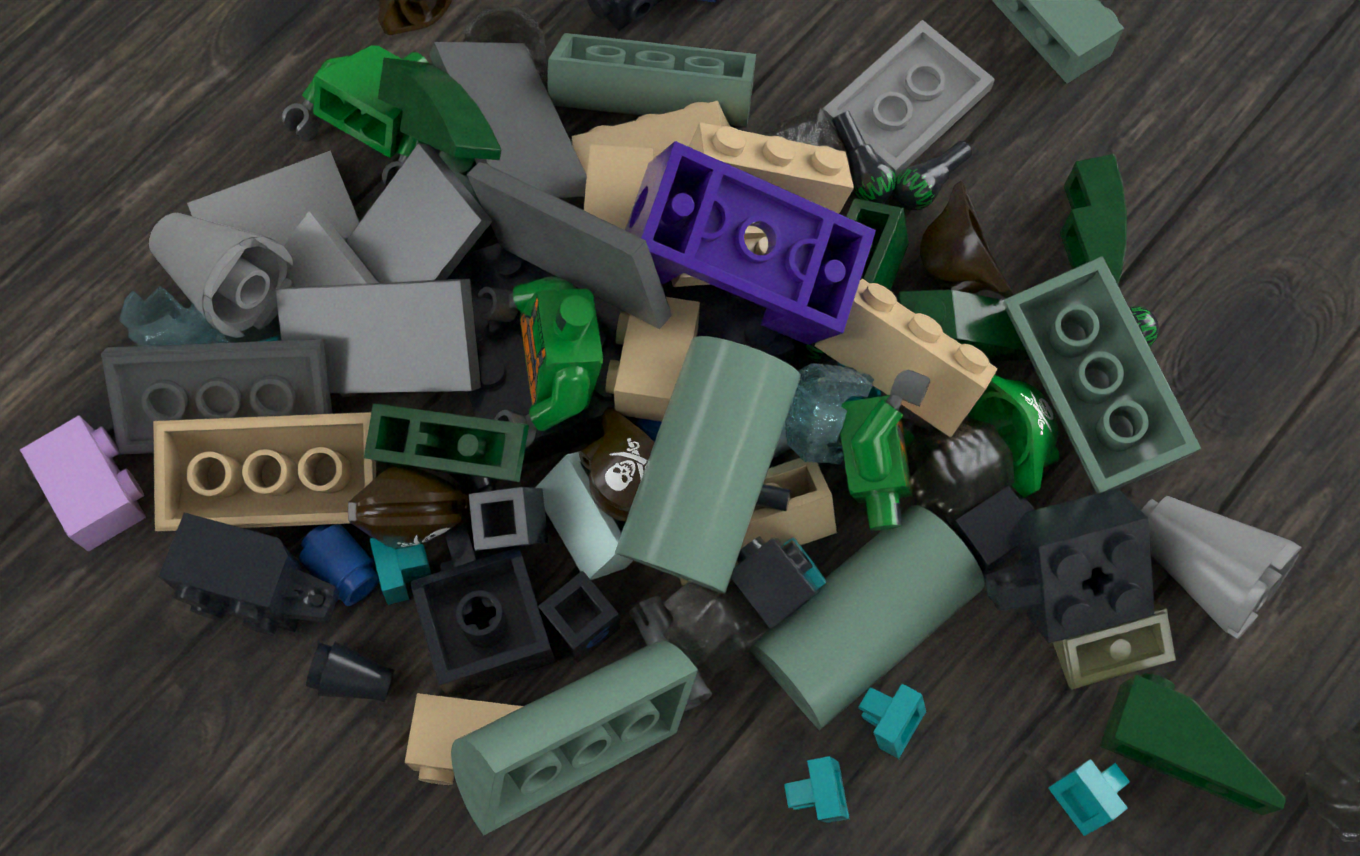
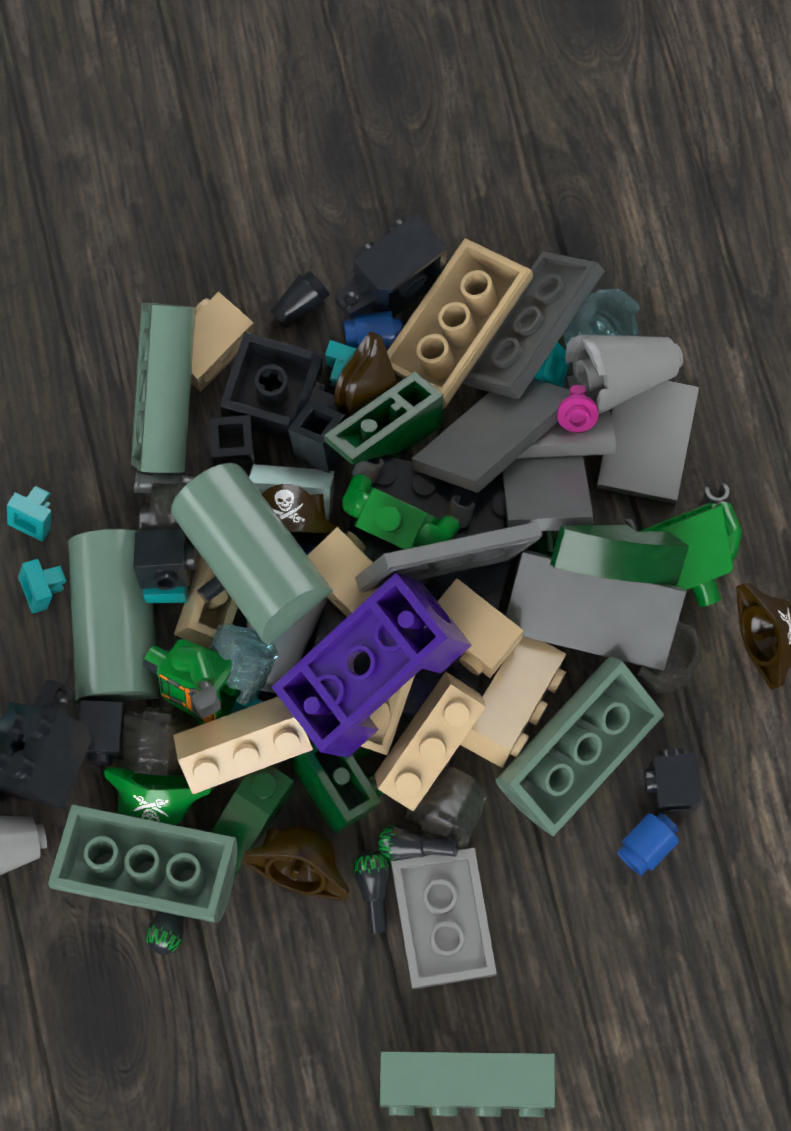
camera: 125 degrees right, 5 degrees up
(84, 482) = (533, 219): lavender brick -> none
(297, 266) = (577, 411): none -> dark pink plate
(1097, 215) = (247, 965): dark green slope -> none

